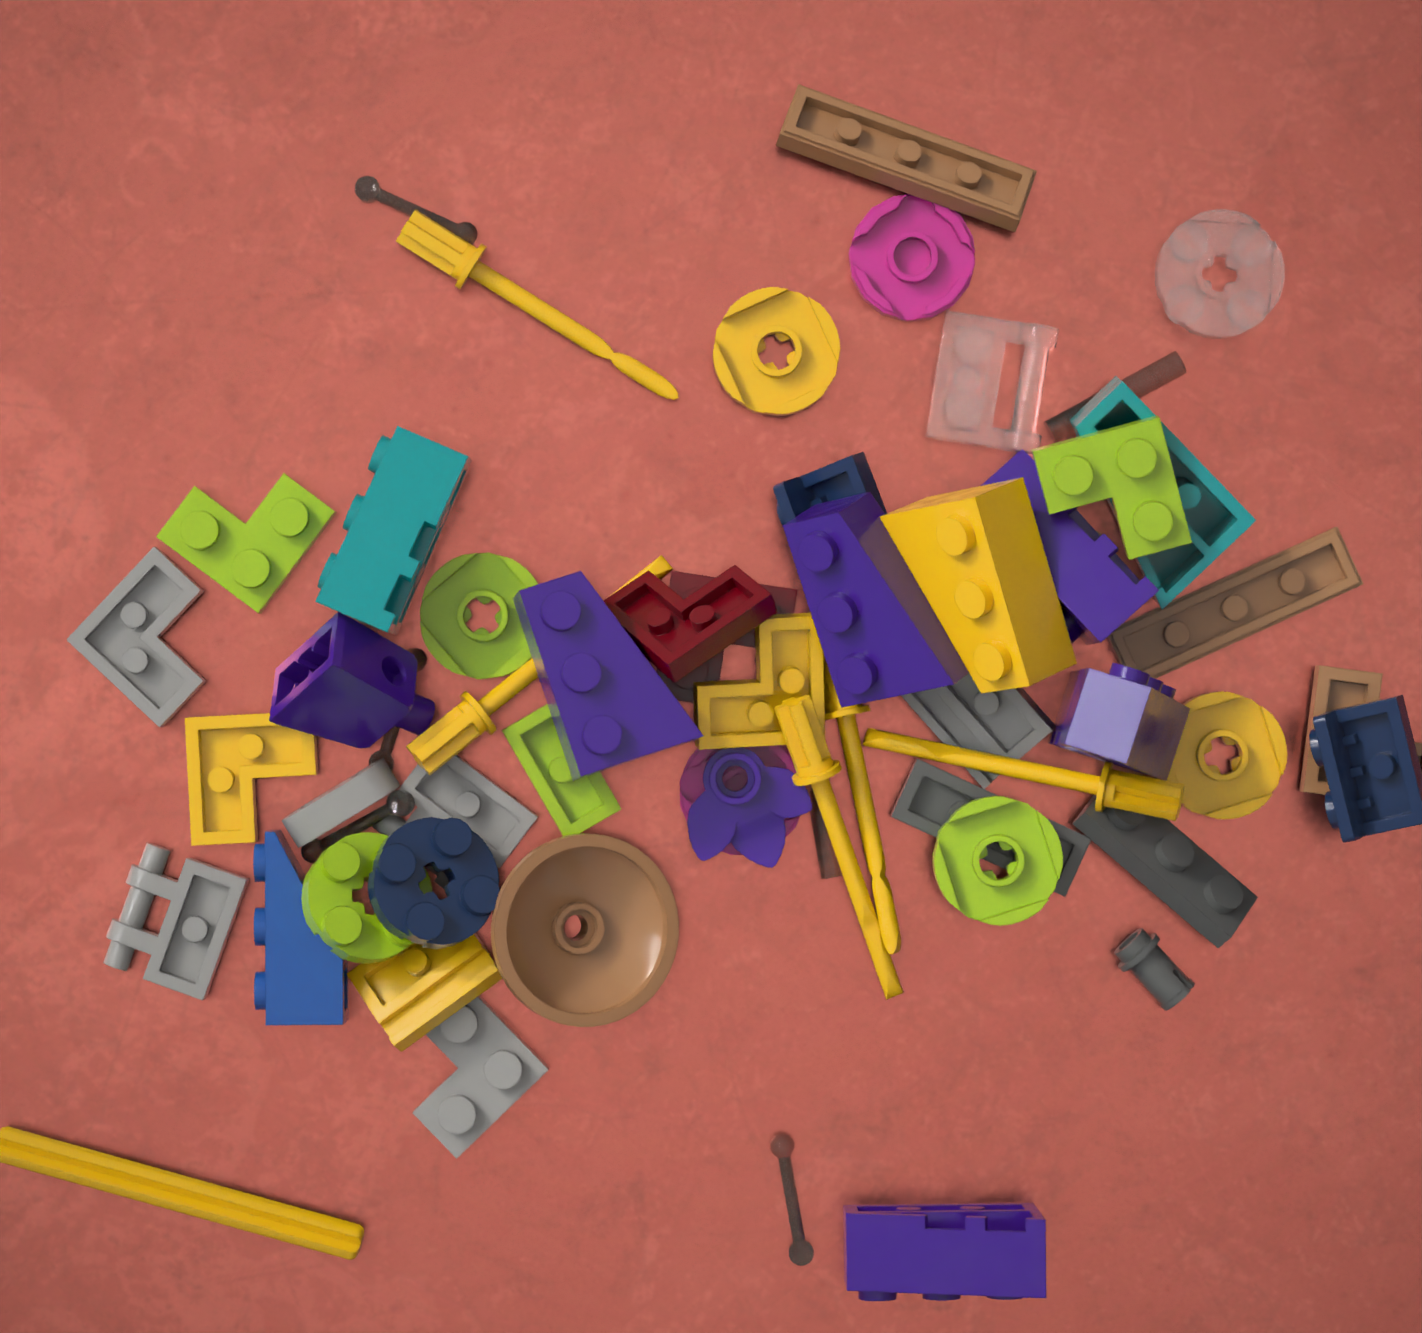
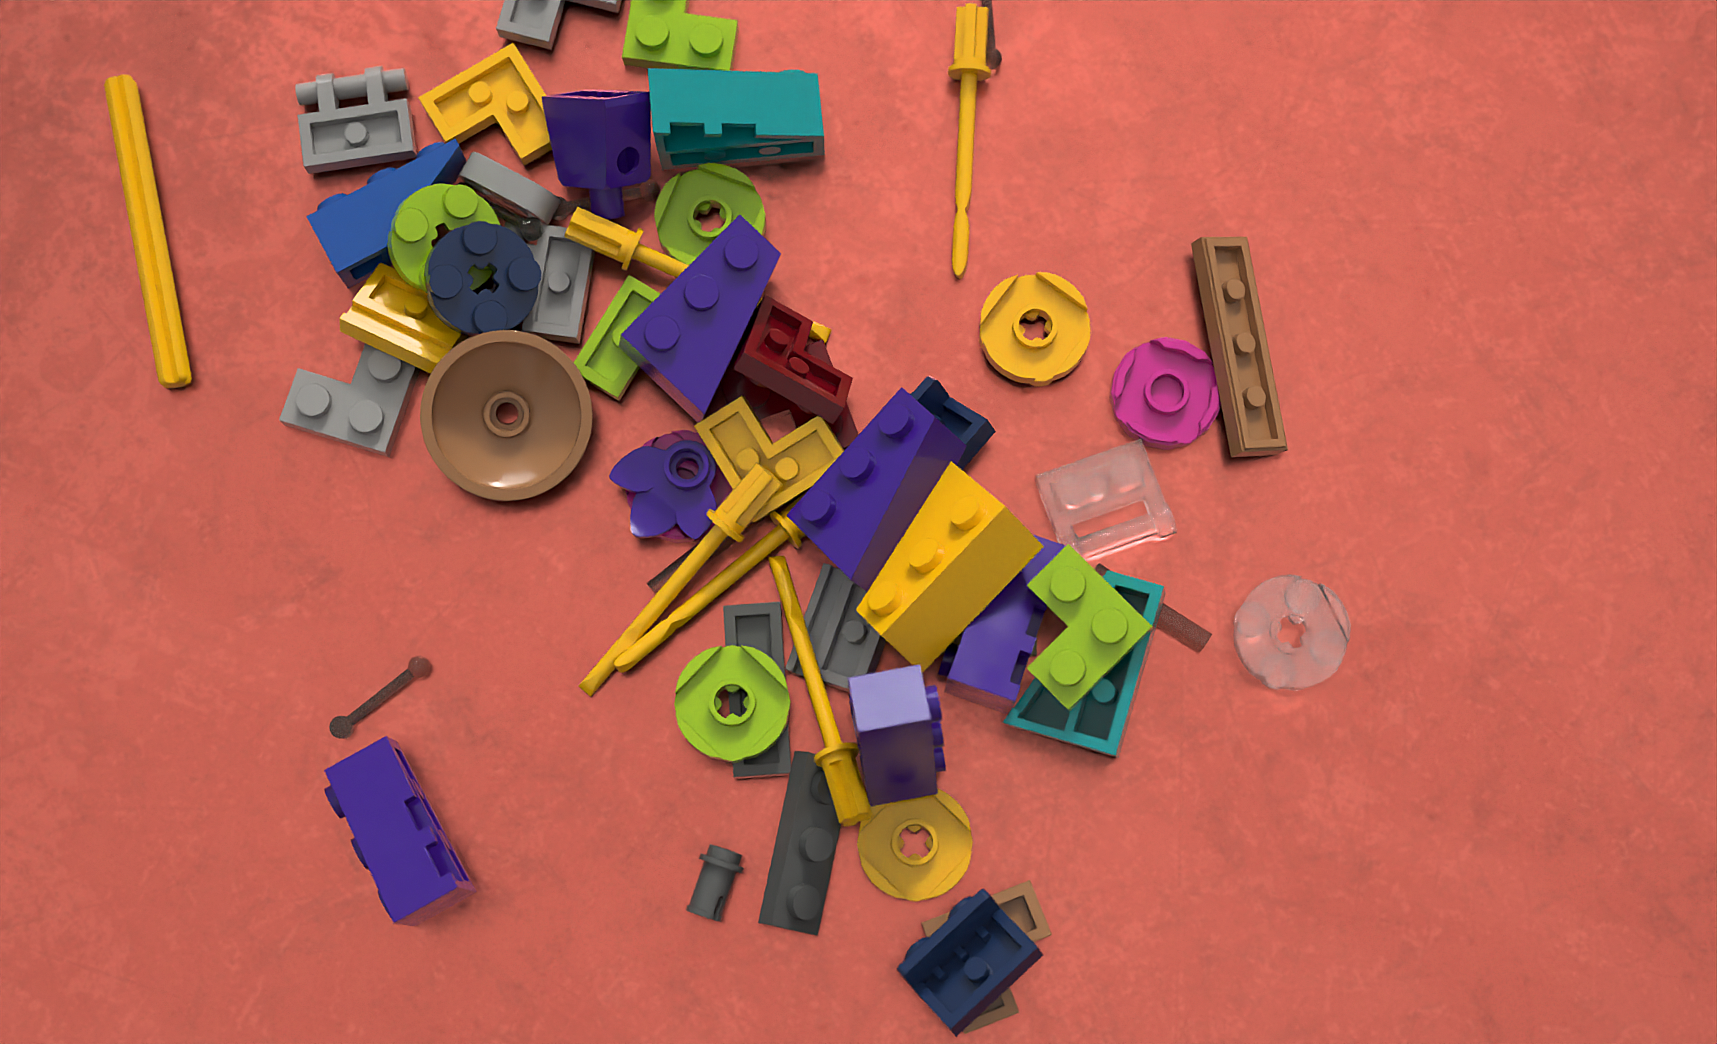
camera: 65 degrees right, 10 degrees down
(1237, 606) = (1039, 791): medium nougat tile -> none

